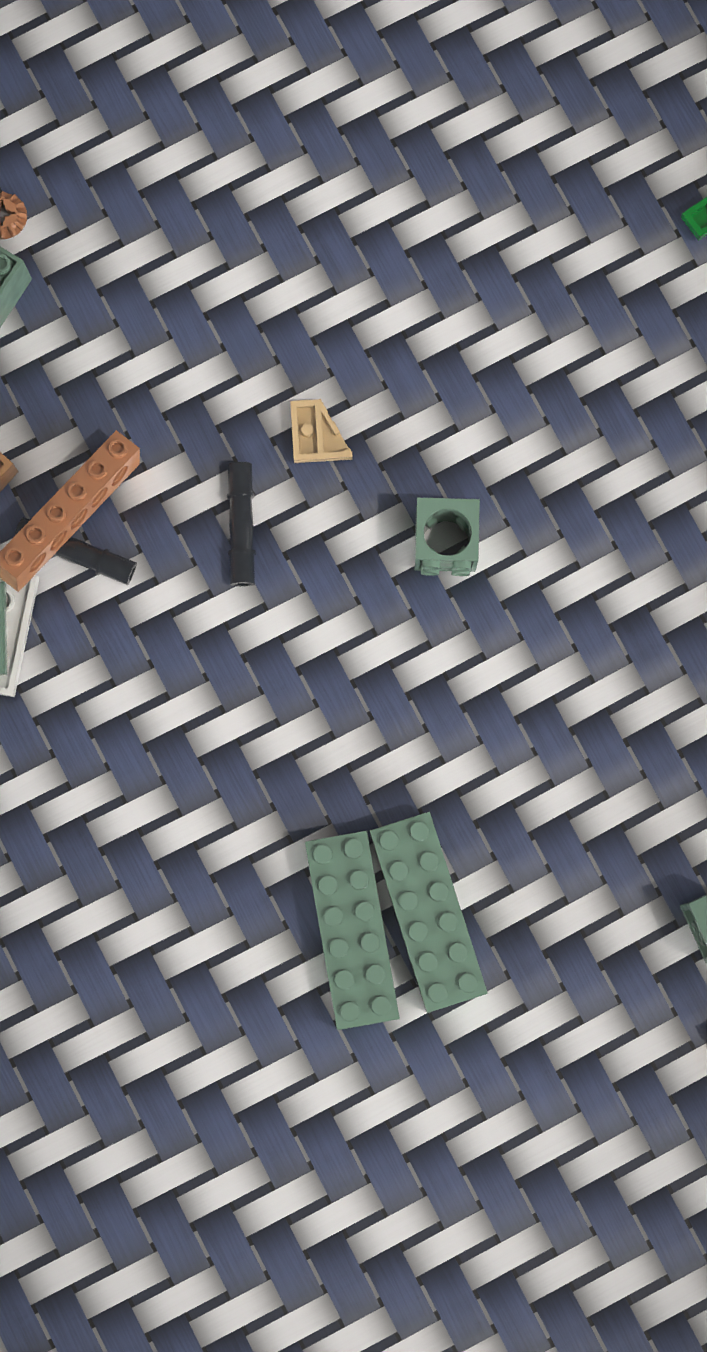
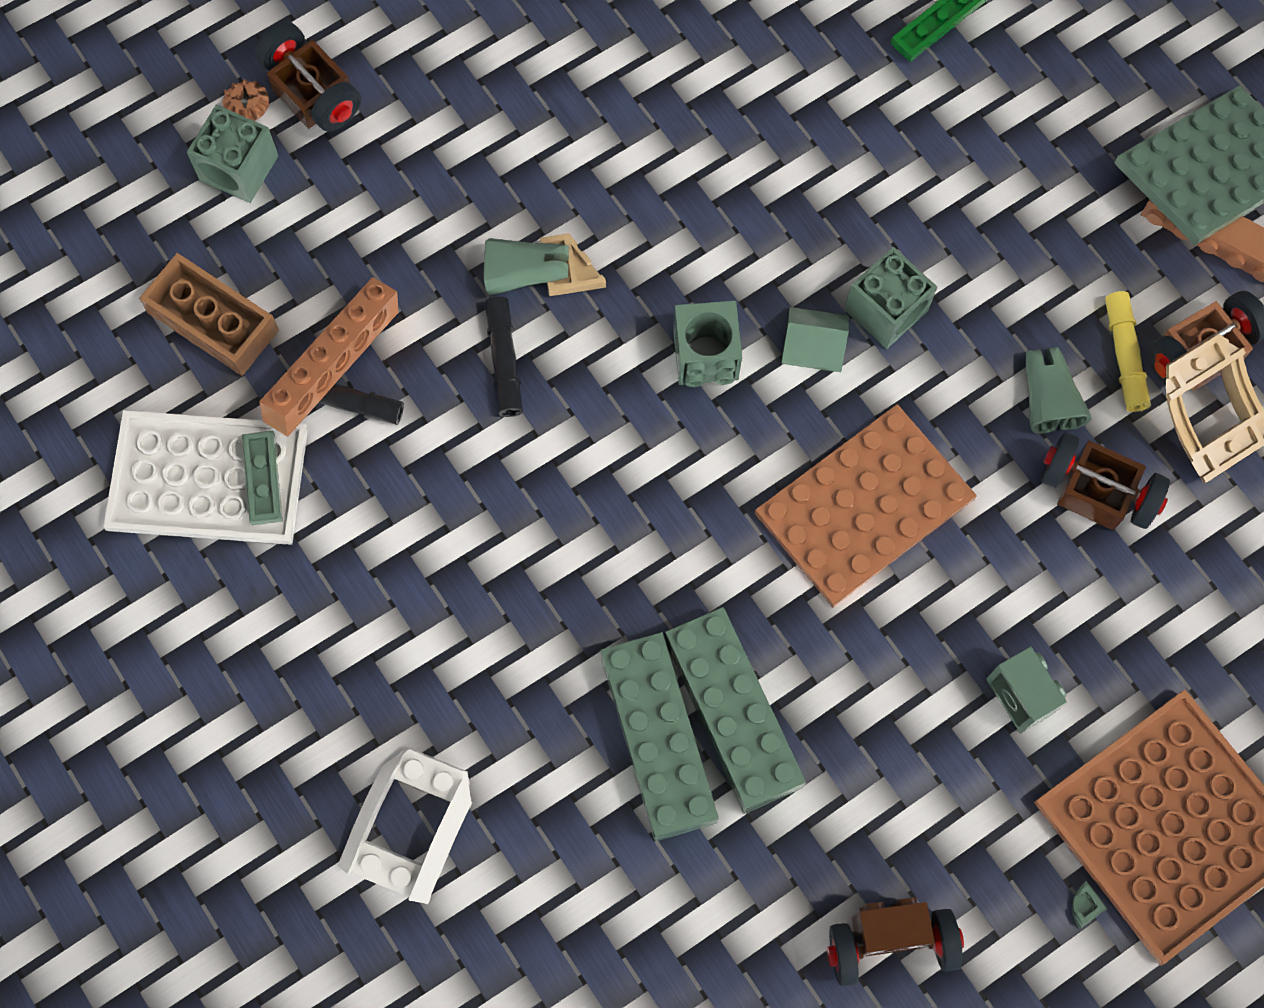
camera: 10 degrees left, 10 degrees down
(68, 203) = (307, 78): none -> brick
(82, 1027) = (393, 869): none -> white wedge
(268, 429) = (521, 264): none -> sand green piece
(552, 1144) = (894, 930): none -> brick
(558, 537) = (815, 339): none -> sand green slope
(585, 716) = (865, 505): none -> nougat plate
(638, 505) = (890, 297): none -> sand green brick

